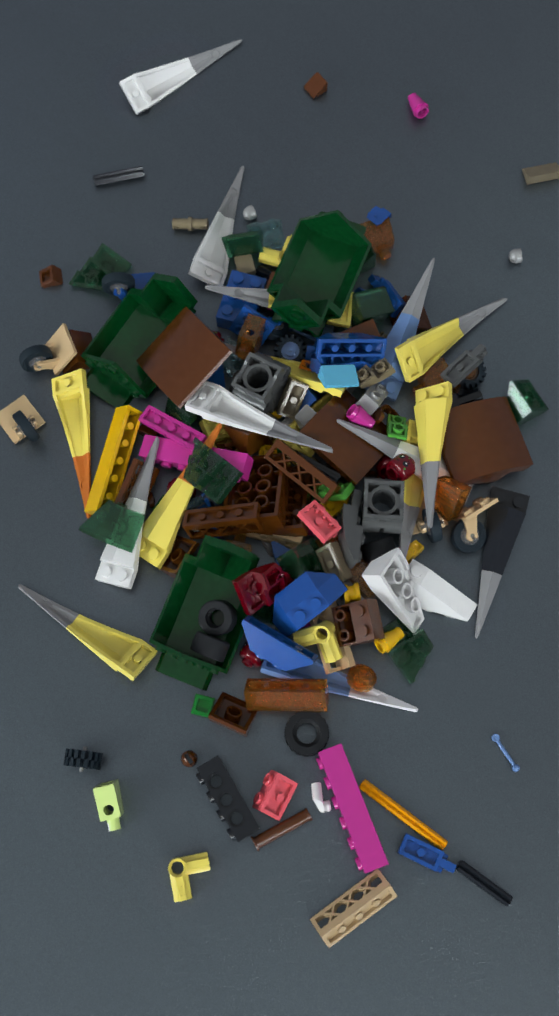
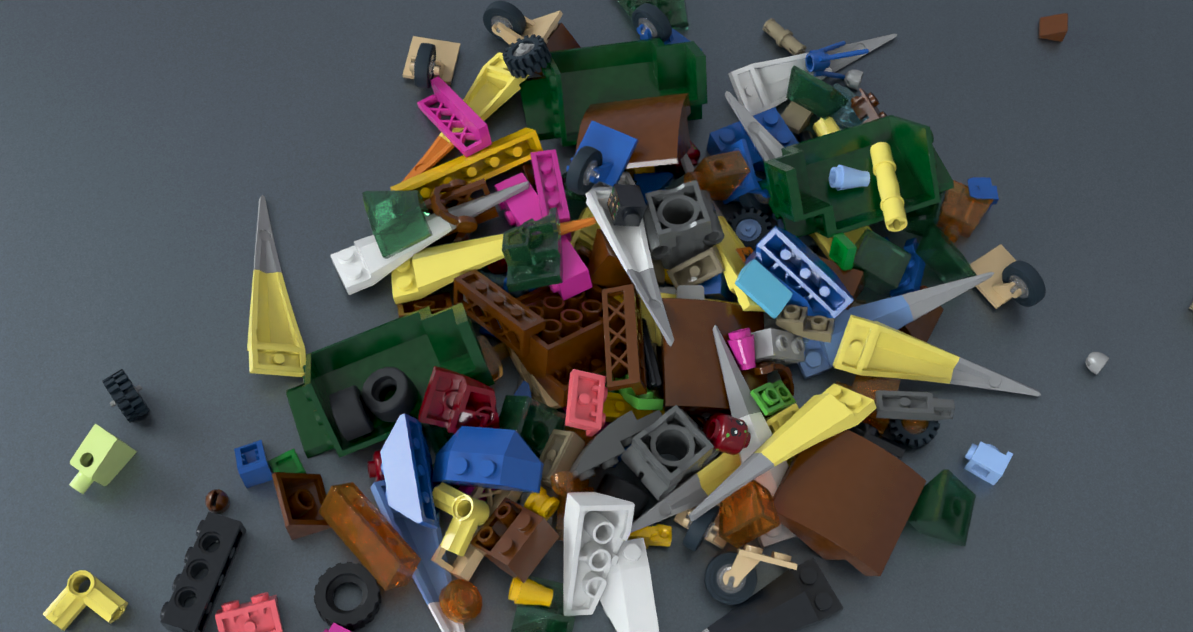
camera: 40 degrees right, 10 degrees down
(74, 433) = (462, 117): none -> dark pink fence
(78, 367) = (527, 56): none -> black wheel
(150, 493) = (463, 223): none -> reddish brown piece
(184, 721) = (253, 464): none -> blue slope
(188, 388) = (599, 158): none -> blue plate
(224, 221) = (819, 60): none -> blue plant
(227, 400) = (626, 205): none -> black brick
(277, 224) = (866, 106): none -> reddish brown hinge
(315, 275) = (847, 178): none -> light blue cone
(341, 260) = (891, 201): none -> light yellow piece
(353, 317) = (842, 251): none -> green tile
(353, 571) = (562, 482): none -> clear orange hinge
(396, 270) = (943, 256): none -> clear green slope
(418, 106) = (1145, 132): dark pink cone -> none
(442, 248) = (1010, 279): none -> plate
(519, 358) = (987, 462): none -> light blue brick

